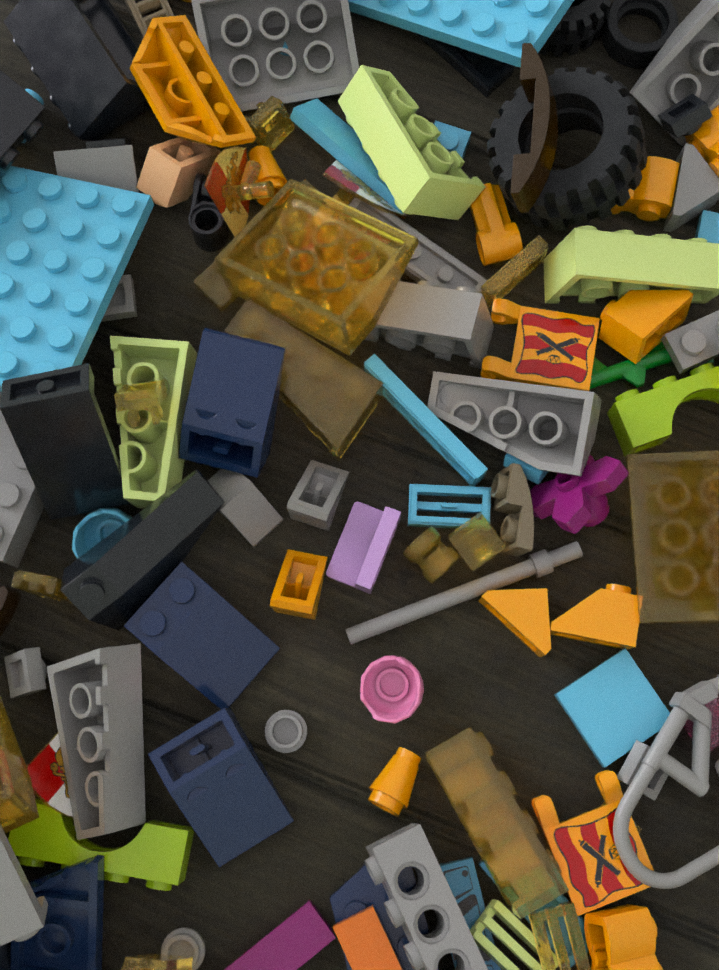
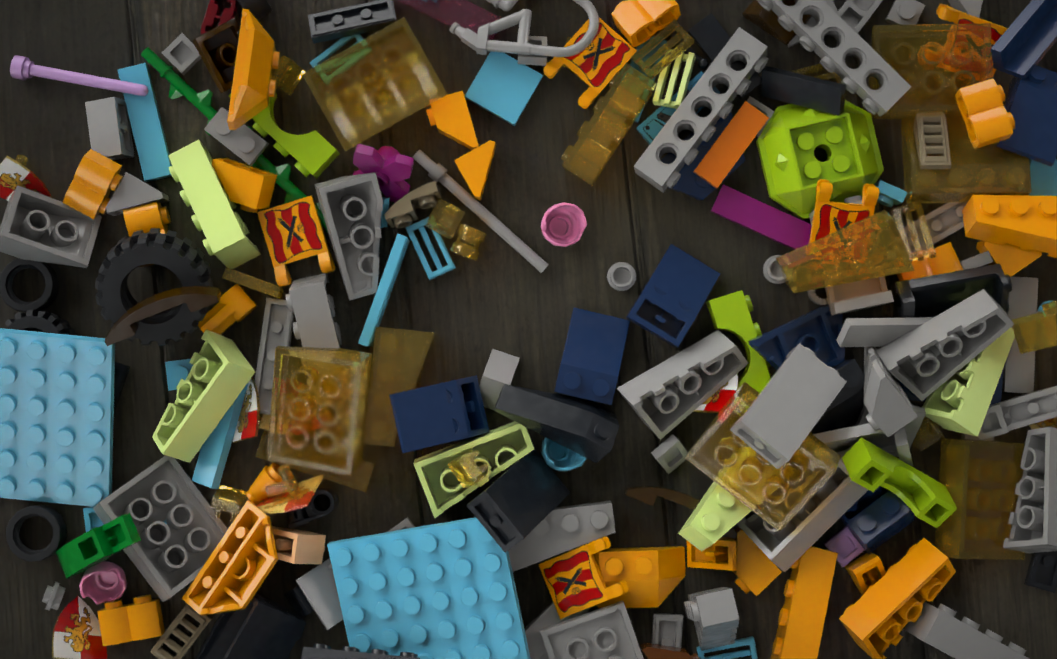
camera: 120 degrees left, 10 degrees up
(39, 585) = (612, 468): clear yellow tile -> none
(299, 584) = (528, 314): light orange slope -> none
(317, 495) = (465, 333): light grey slope -> none
(363, 546) = (483, 288): lavender panel -> none
(395, 782) = (617, 194): light orange cone -> none
(685, 116) = (88, 222): black plate -> none

